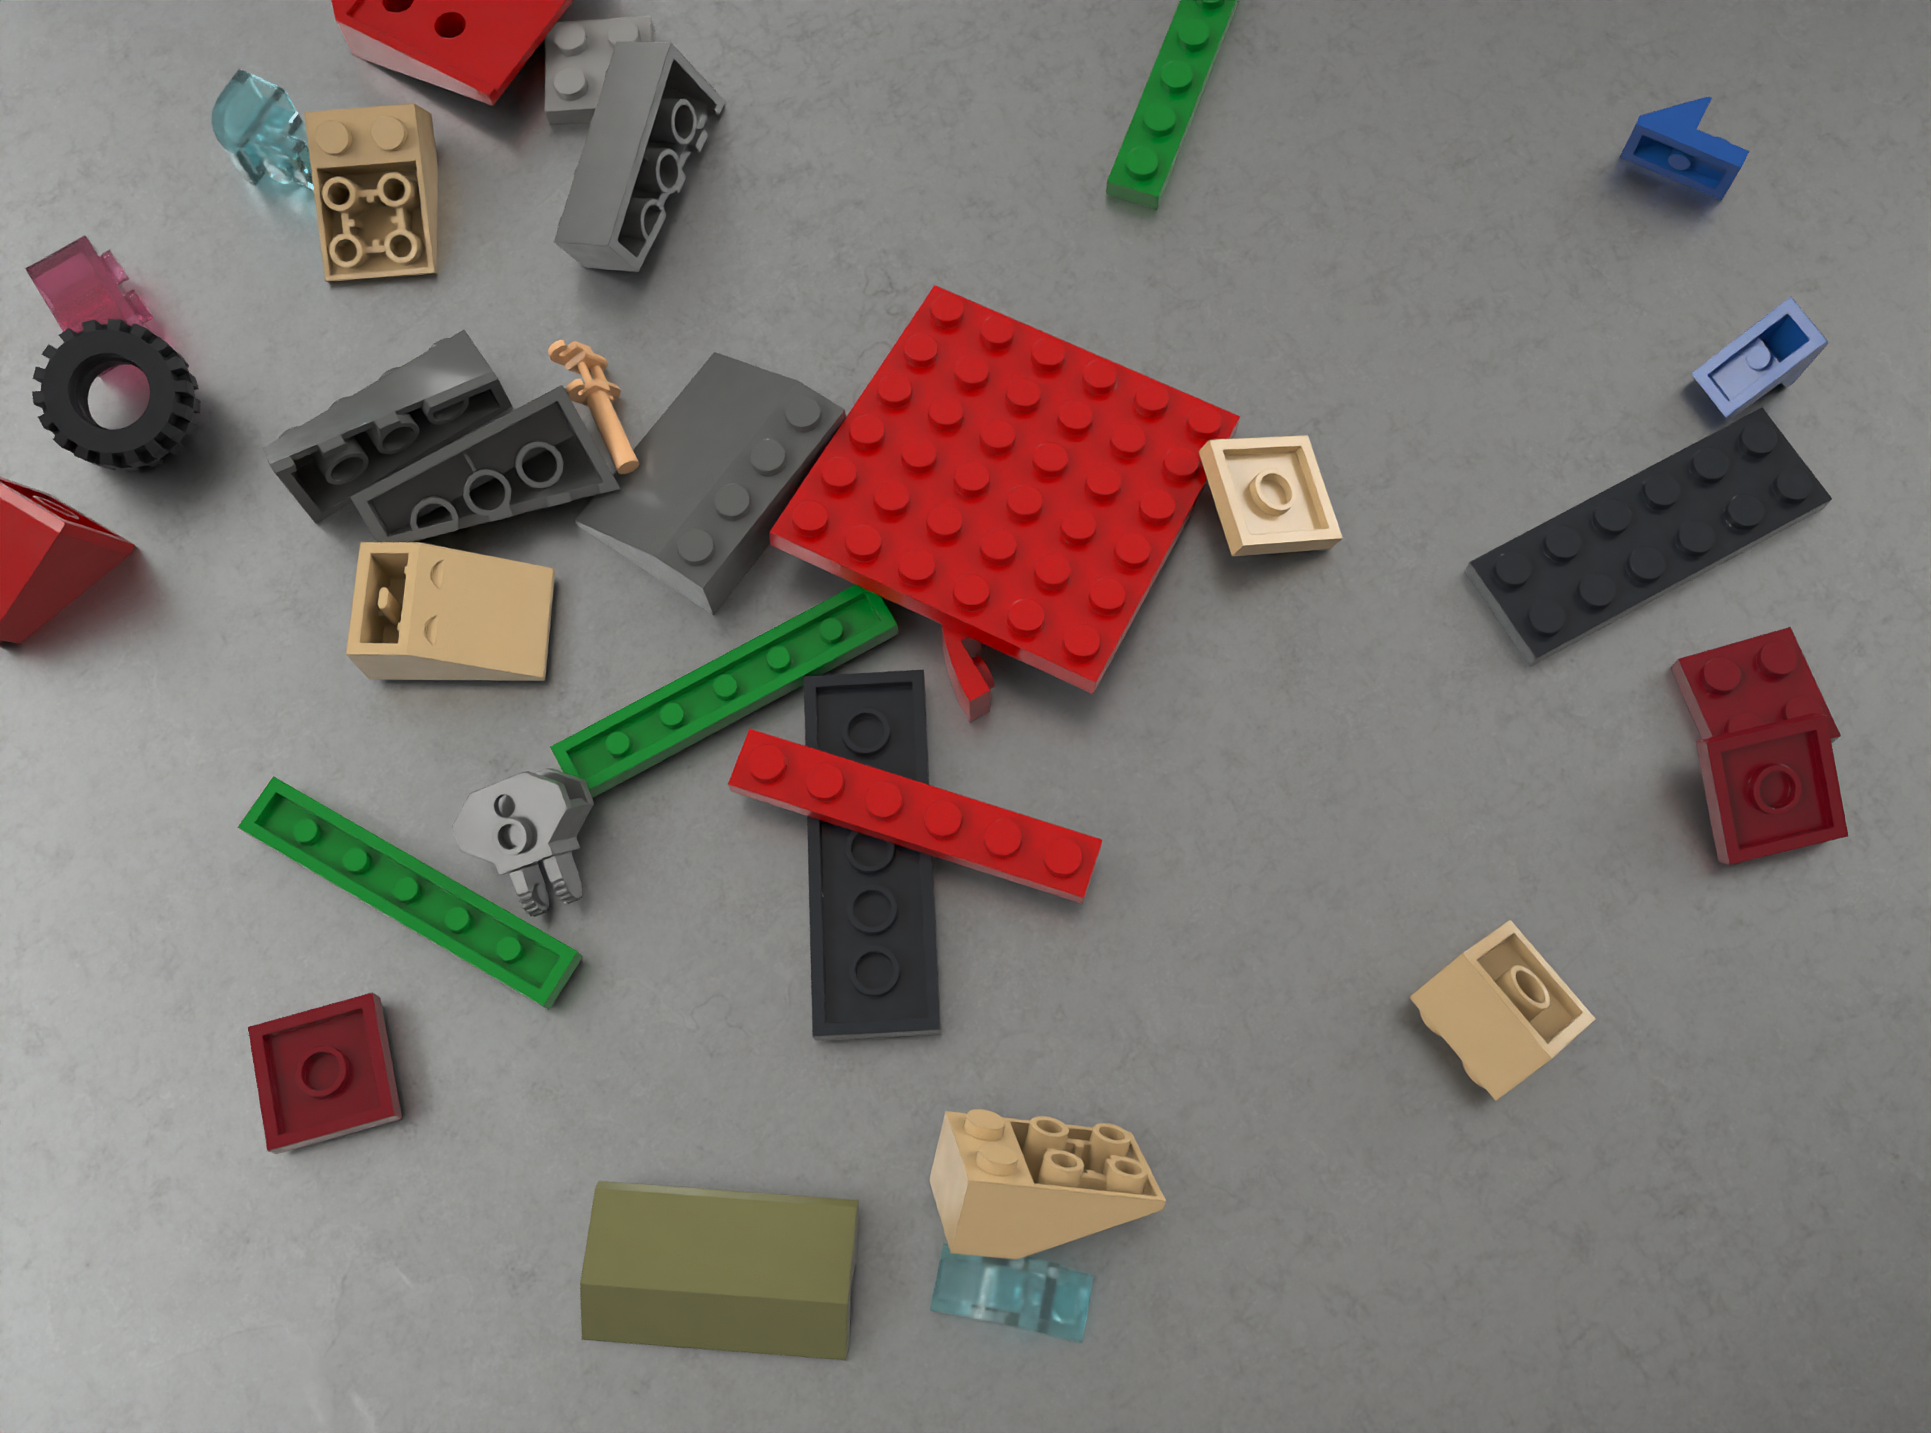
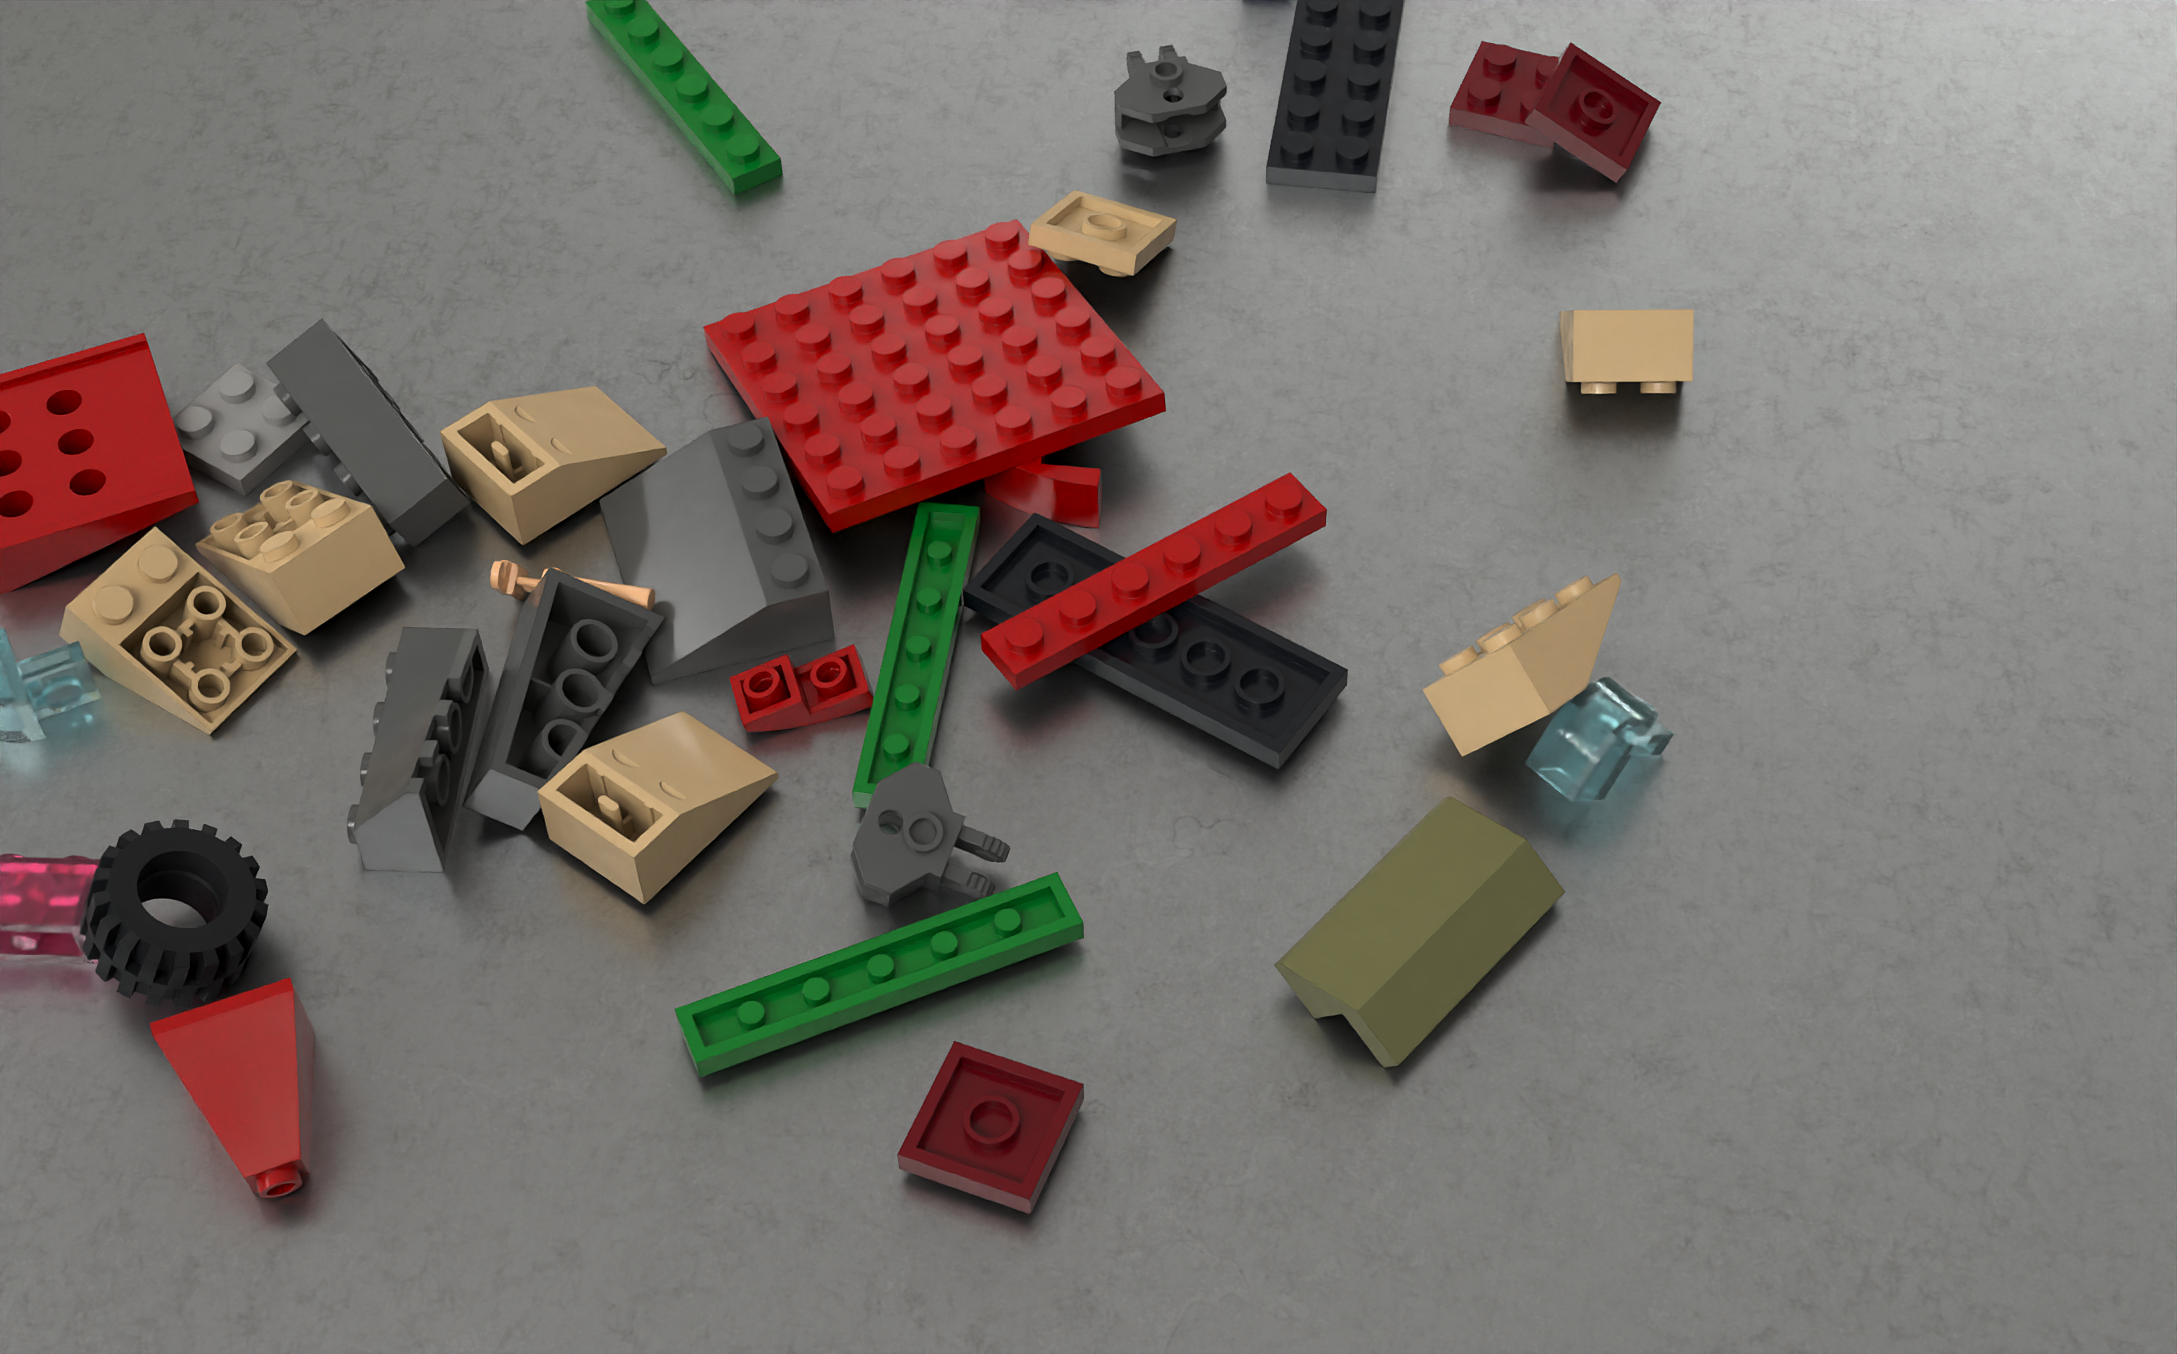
camera: 55 degrees left, 20 degrees down
(503, 205) = (302, 553): none -> tan slope
(635, 634) = (792, 697): none -> red slope
(715, 286) = (545, 456): none -> tan slope
(1468, 429) = (1166, 101): none -> dark grey hinge

